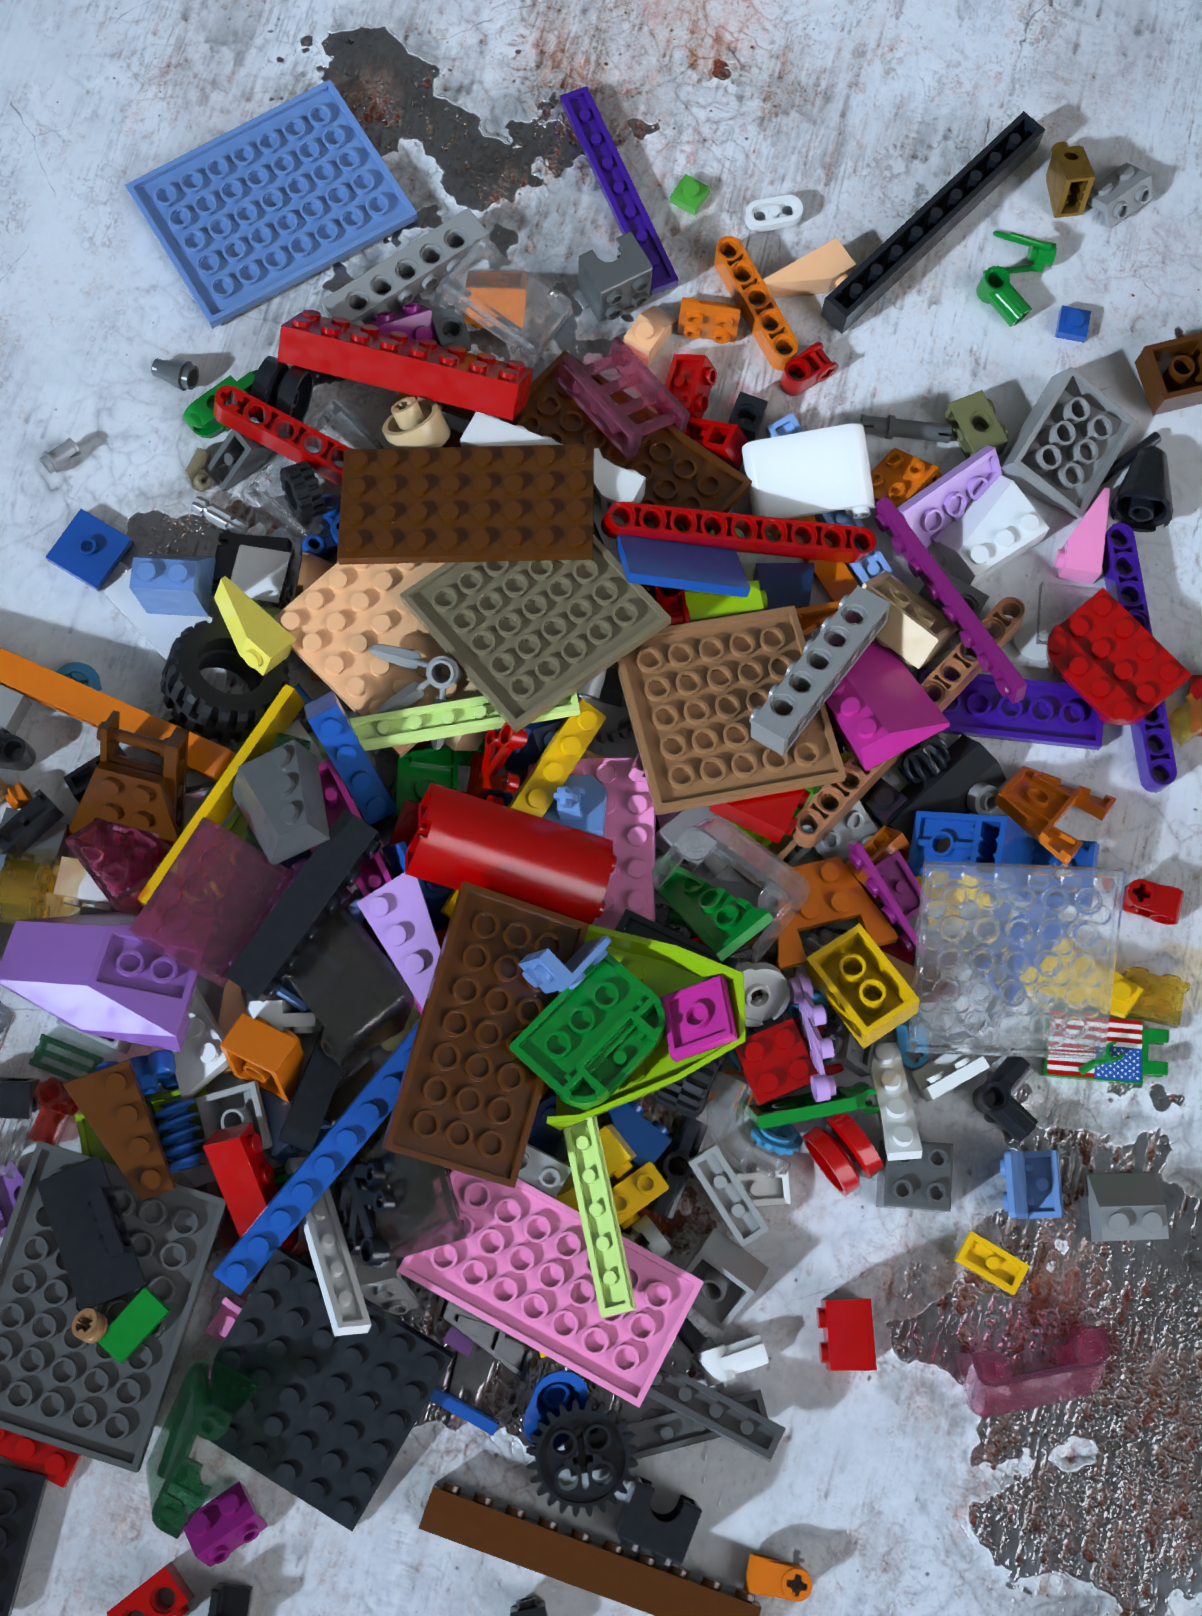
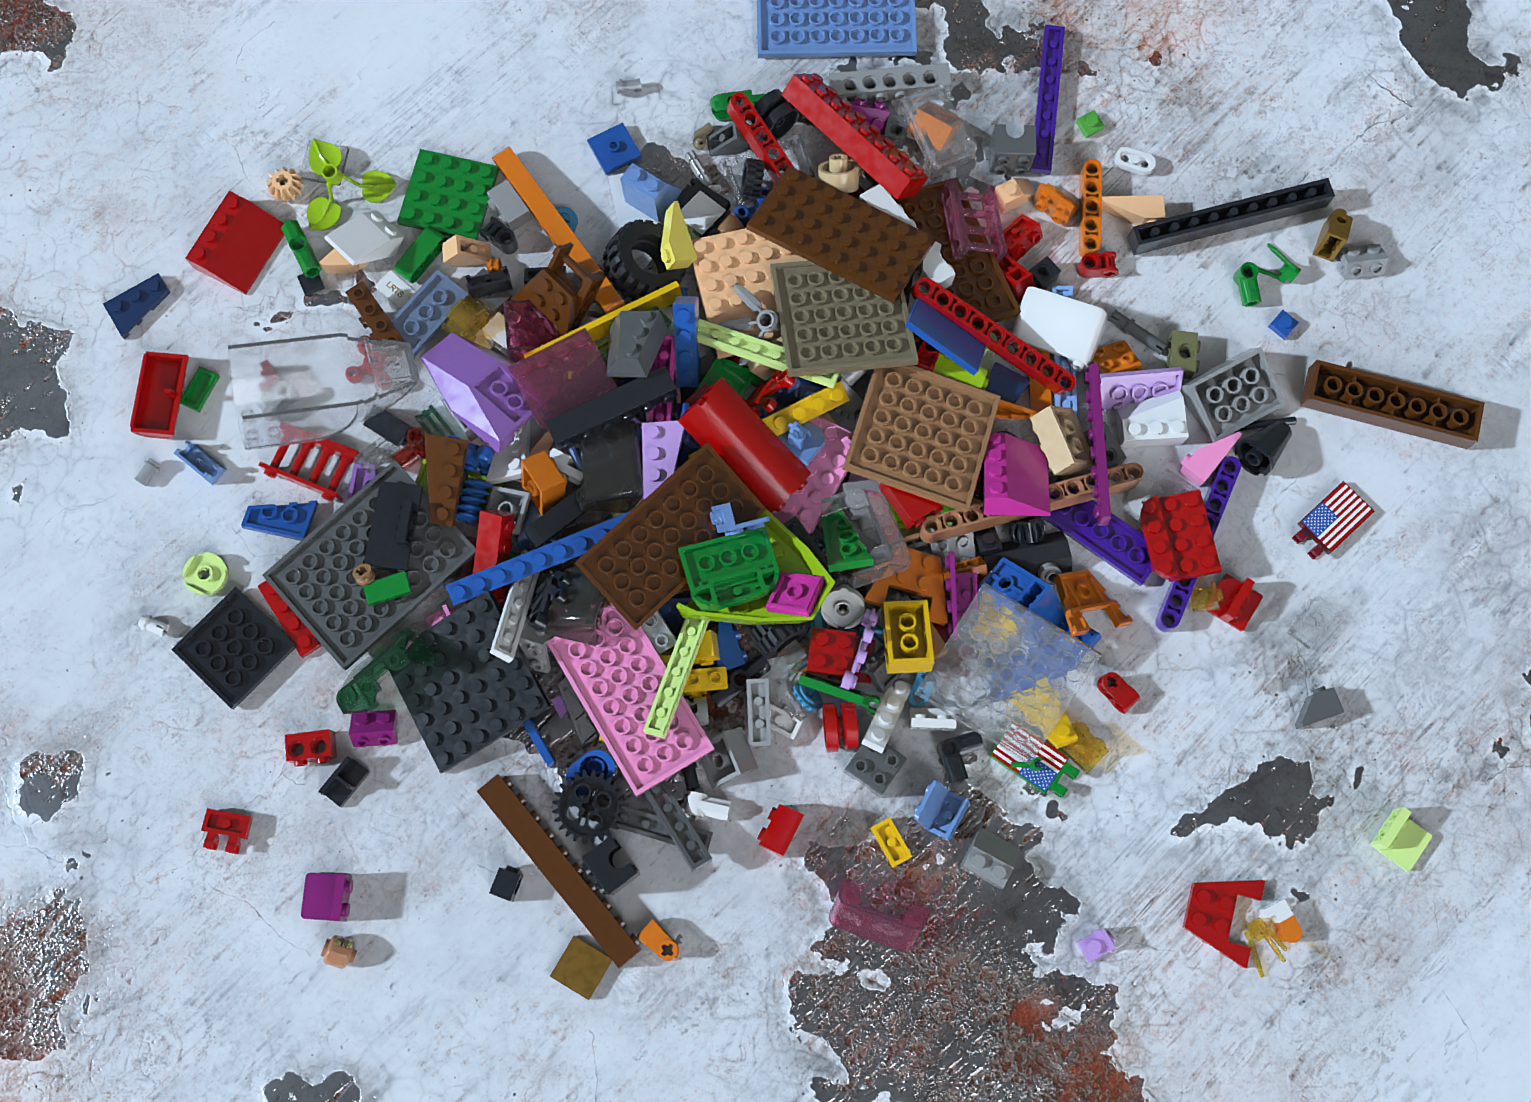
camera: 35 degrees right, 0 degrees up
(177, 373) = (723, 74): dark grey cone -> none
(781, 731) = (1039, 426): light grey brick -> none

